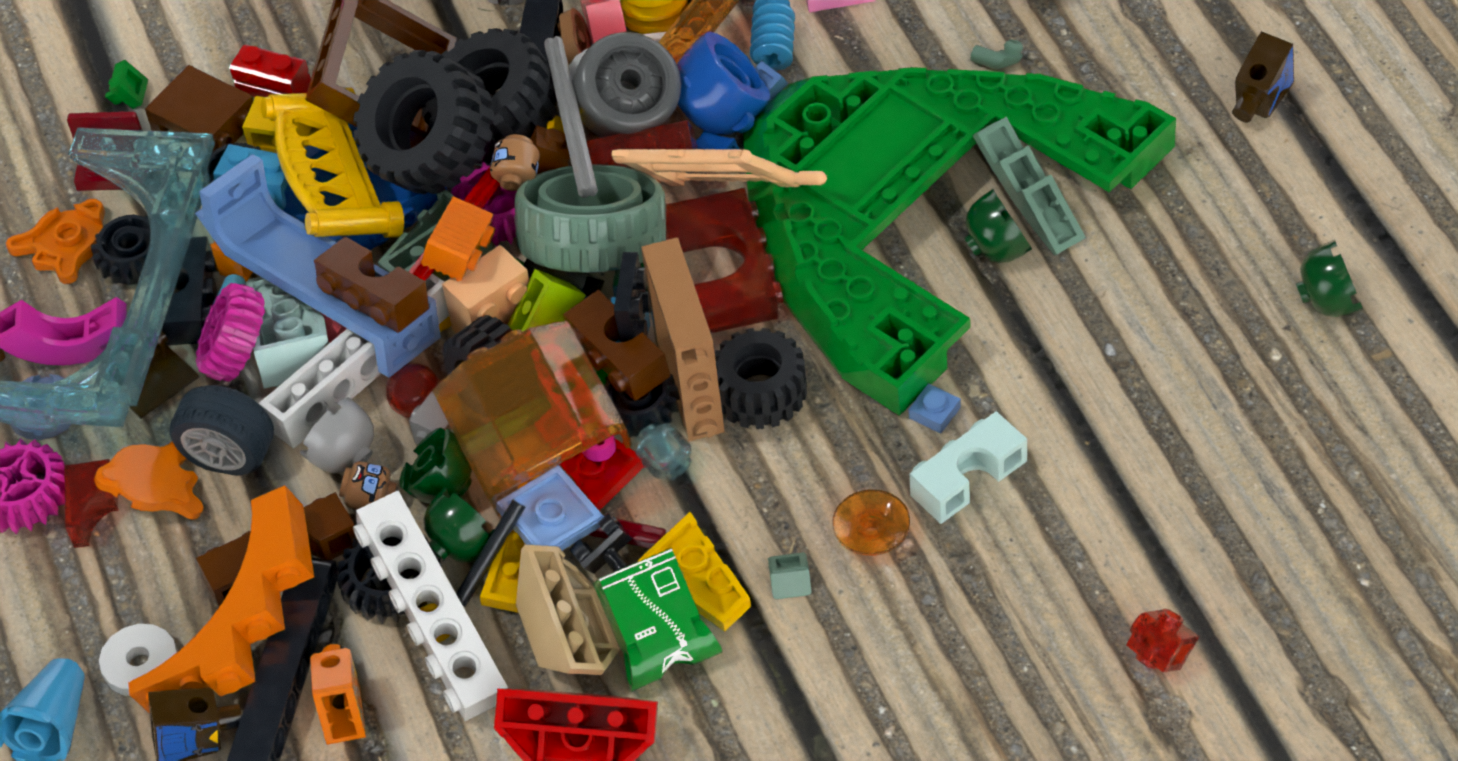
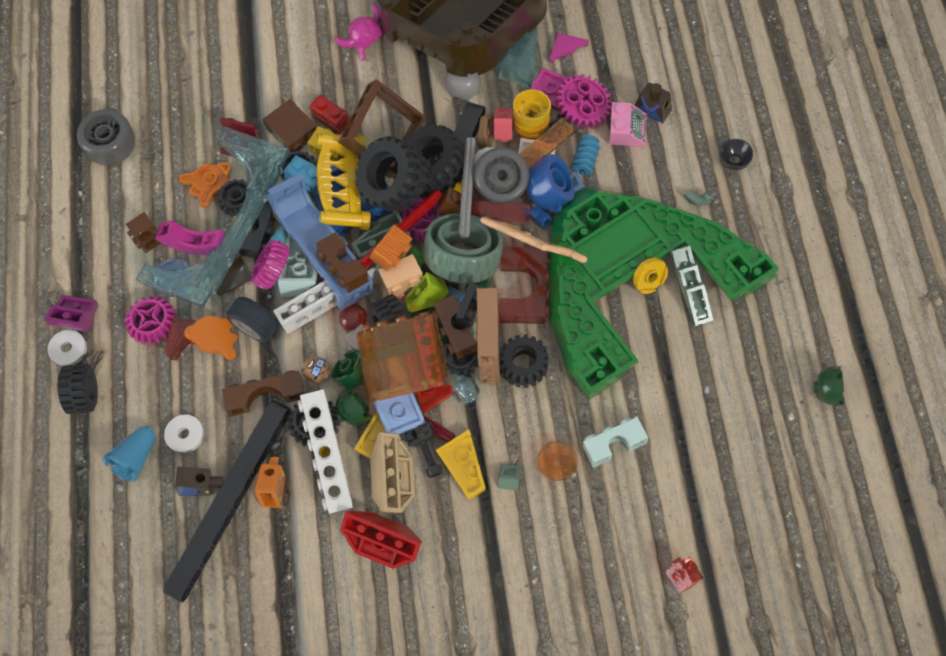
camera: 15 degrees right, 15 degrees up
(127, 85) = (259, 100): green tile -> none
(252, 611) = (240, 430): orange arch -> none
(340, 438) = (309, 340): light grey cylinder -> none
(490, 551) = (363, 427): black bar -> none
(514, 161) = (432, 207): medium nougat head -> none
(654, 618) = (433, 489): green piece -> none
(934, 184) = (644, 270): none -> yellow tile
(934, 408) = (608, 400): medium blue plate -> none
(994, 230) = (666, 306): dark green cylinder -> none
(1264, 77) = (832, 253): dark brown torso -> none

